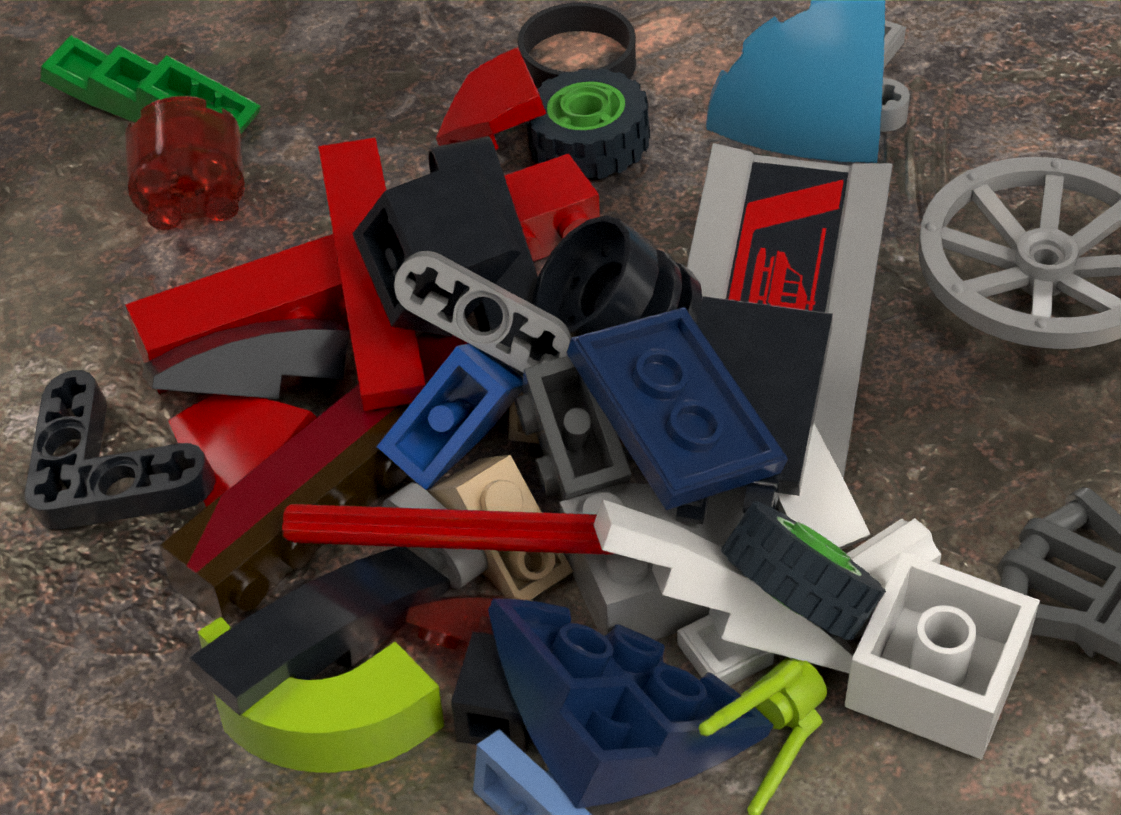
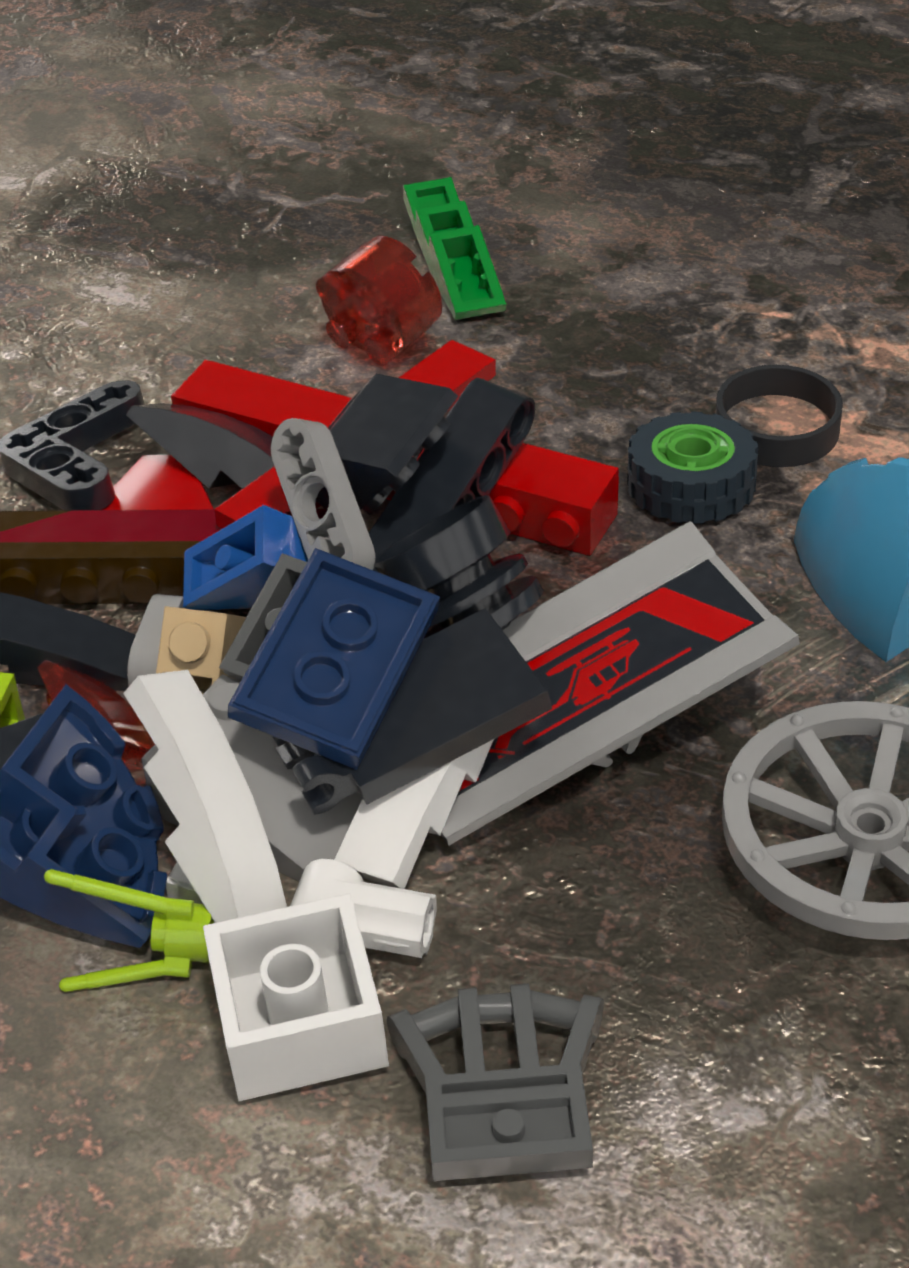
camera: 50 degrees right, 5 degrees down
(442, 528) = (113, 611): red axle -> none
(492, 100) = (647, 401): red slope -> none
(803, 570) = (253, 835): black wheel -> none

